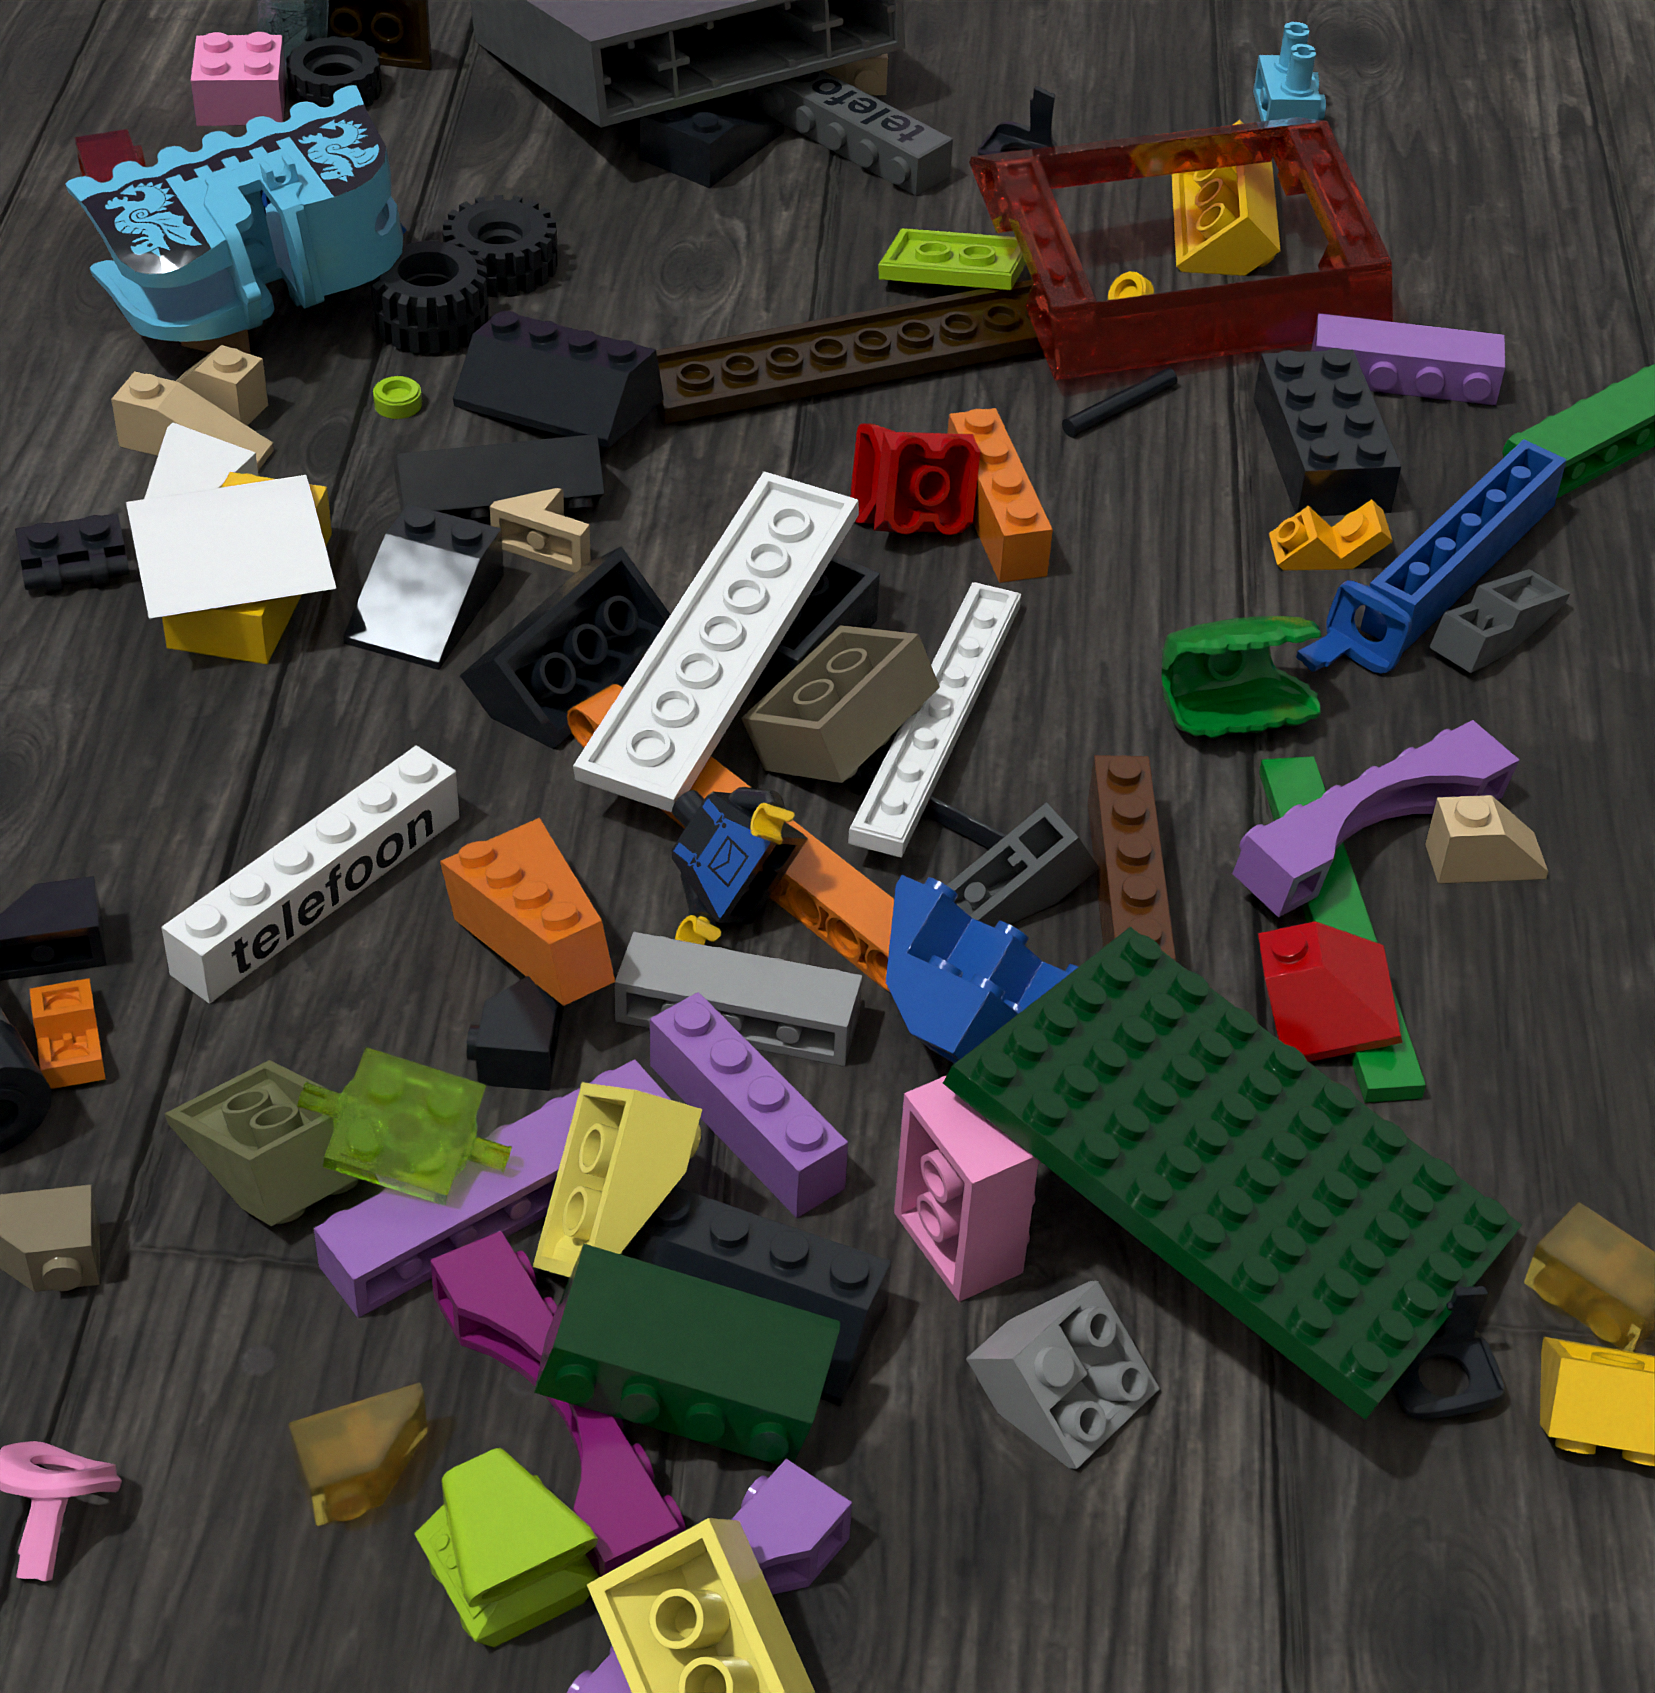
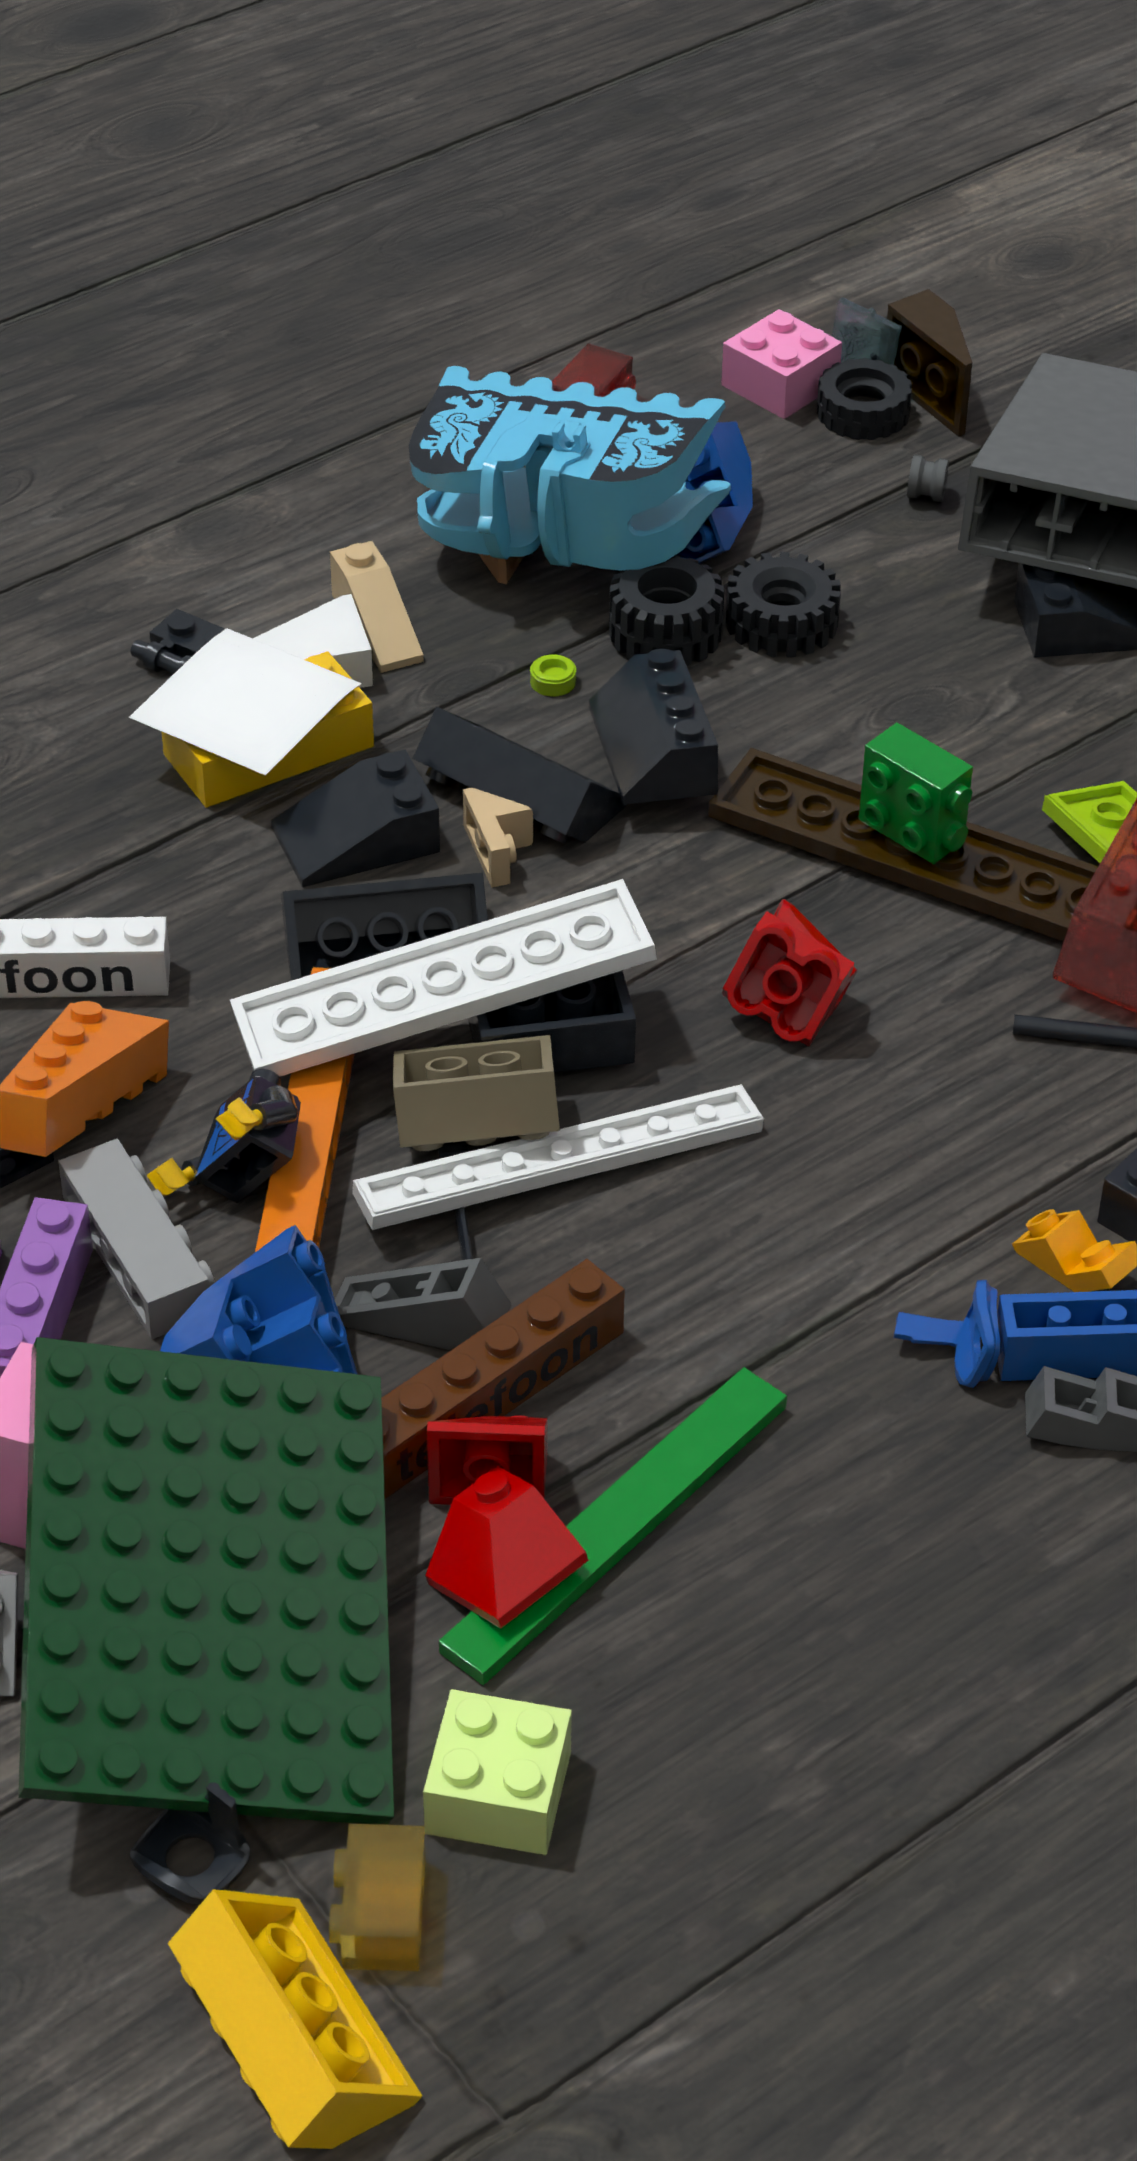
camera: 50 degrees right, 0 degrees up
(230, 382) = (436, 594): tan slope -> none
(468, 104) = (928, 478): none -> dark grey wheel
(832, 301) = (915, 793): none -> green brick
(1006, 505) = (853, 1032): orange brick -> none
(1225, 681) = (801, 1290): green animal -> none
(1226, 926) = (474, 1446): none -> red slope
(1292, 855) = (856, 1485): medium lavender arch -> none
(1481, 842) = (809, 1556): tan slope -> none
(1542, 1134) = (497, 1772): none -> yellowish green brick

